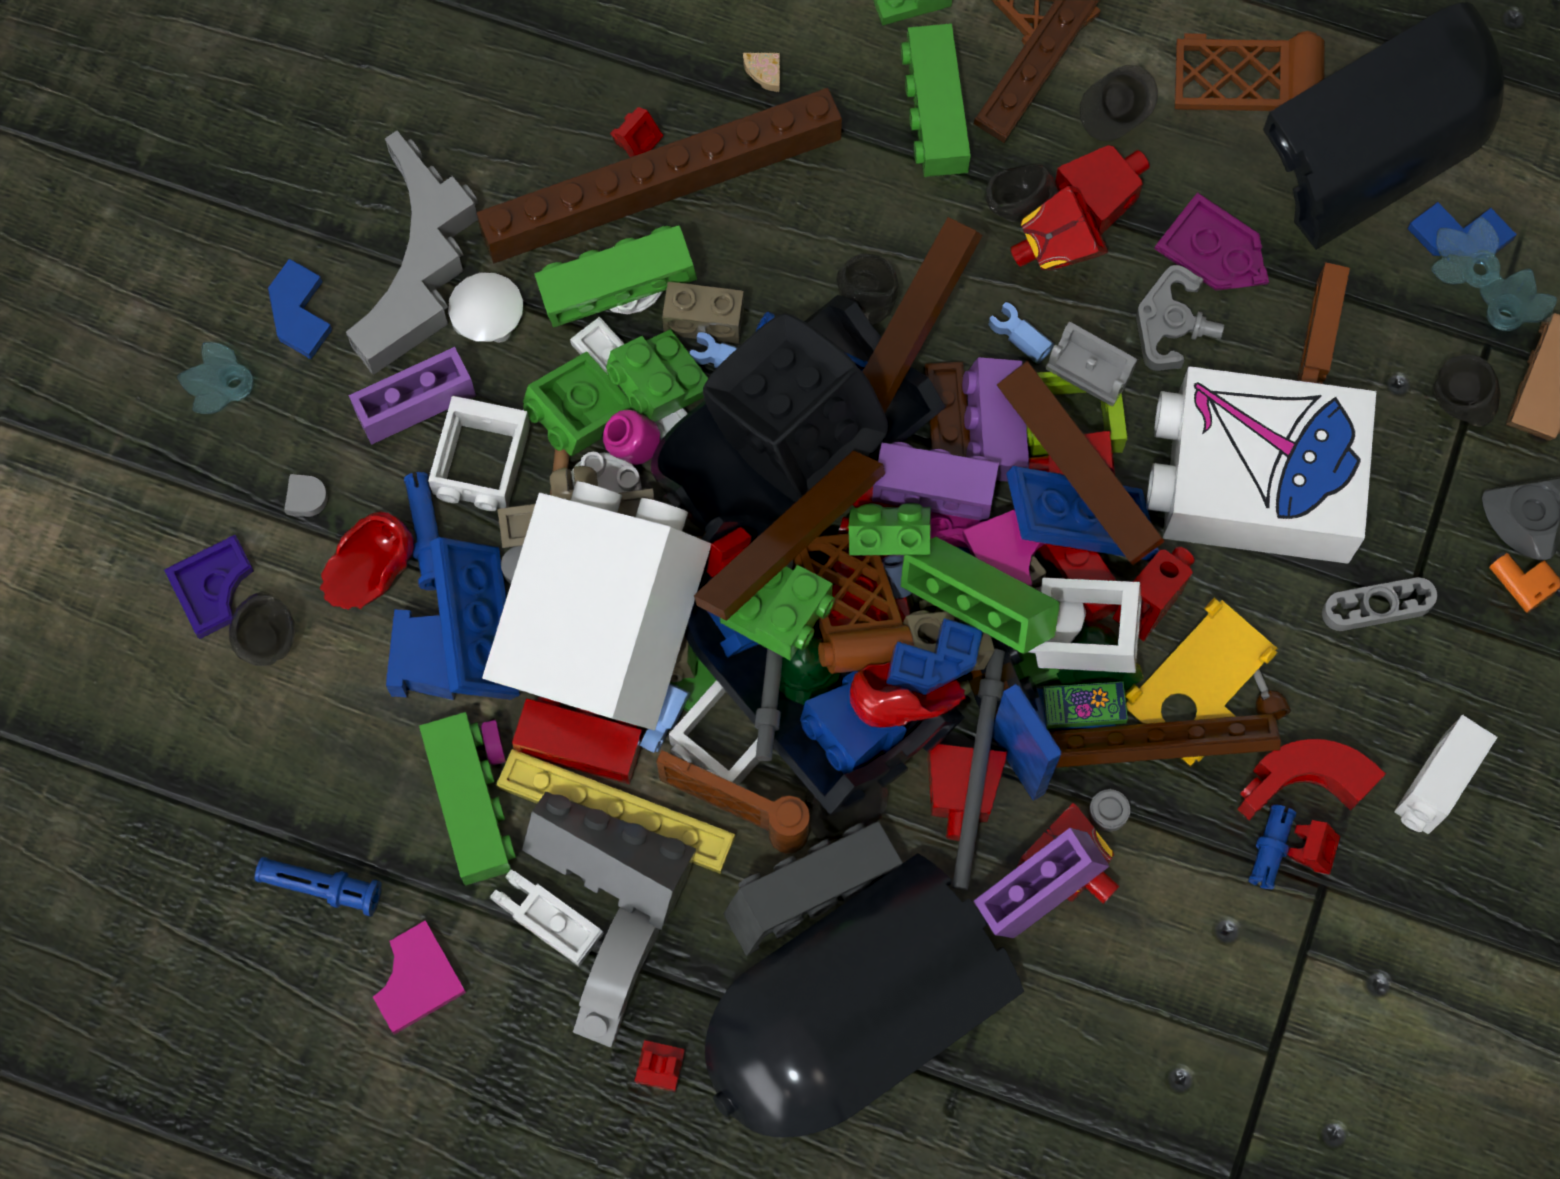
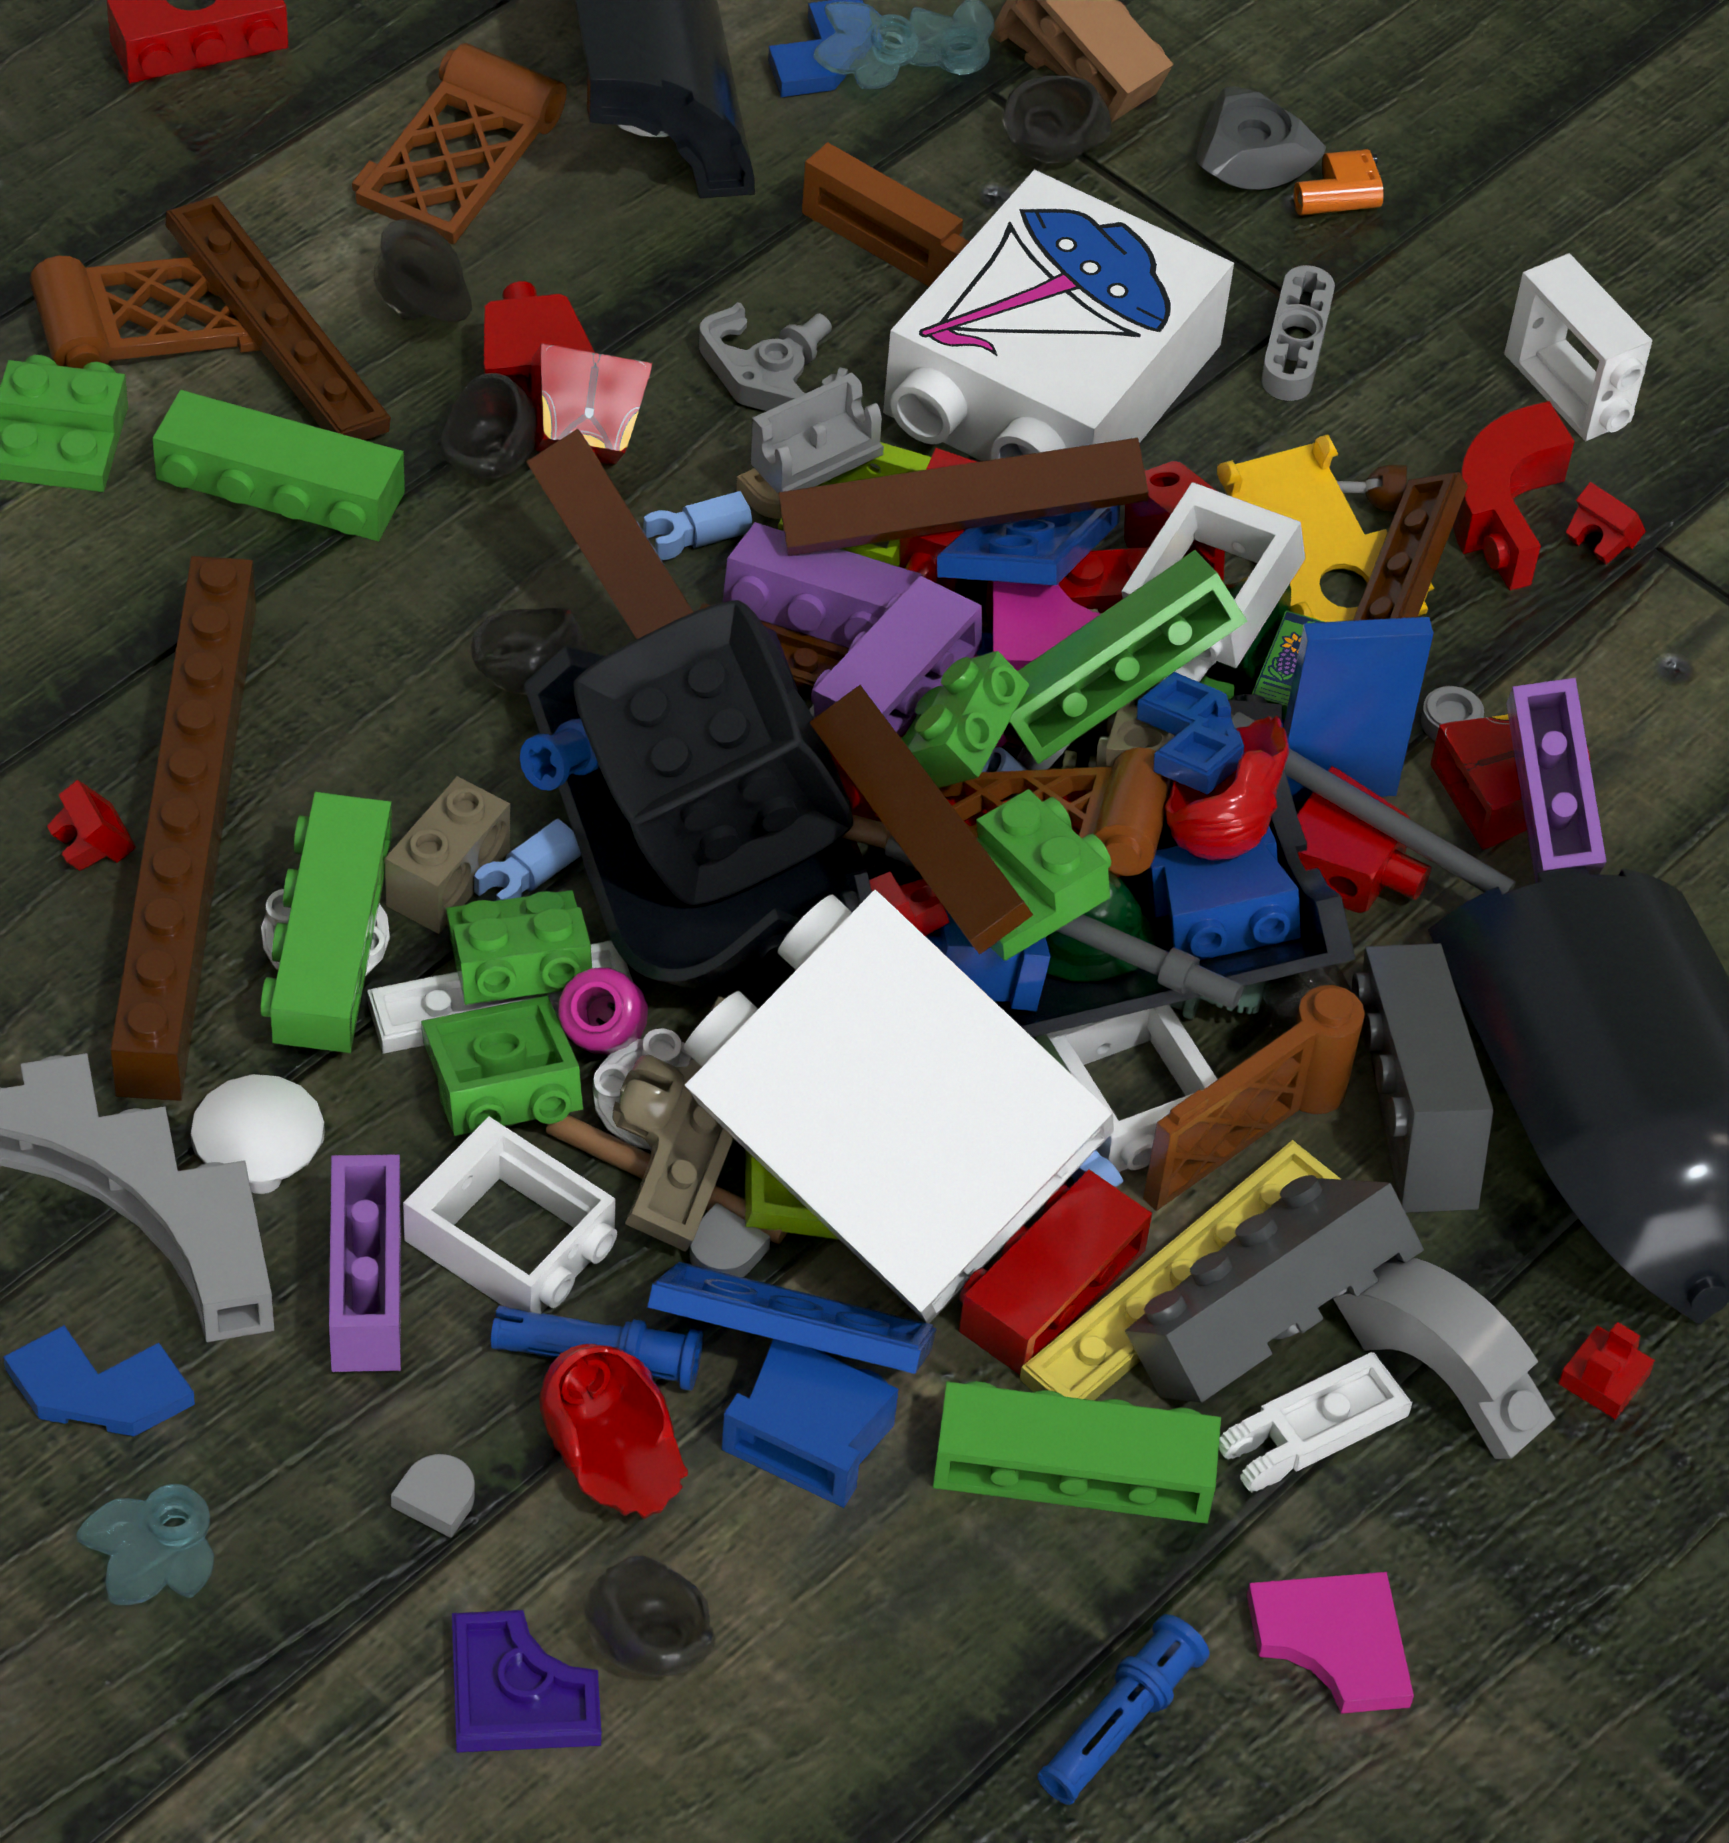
camera: 70 degrees left, 20 degrees down
(493, 742) = (1005, 1371): magenta tile -> none
(764, 69) = (85, 642): tan tile -> none
(1214, 246) = (687, 279): magenta tile -> none
(1272, 847) = (1587, 569): blue pin -> none

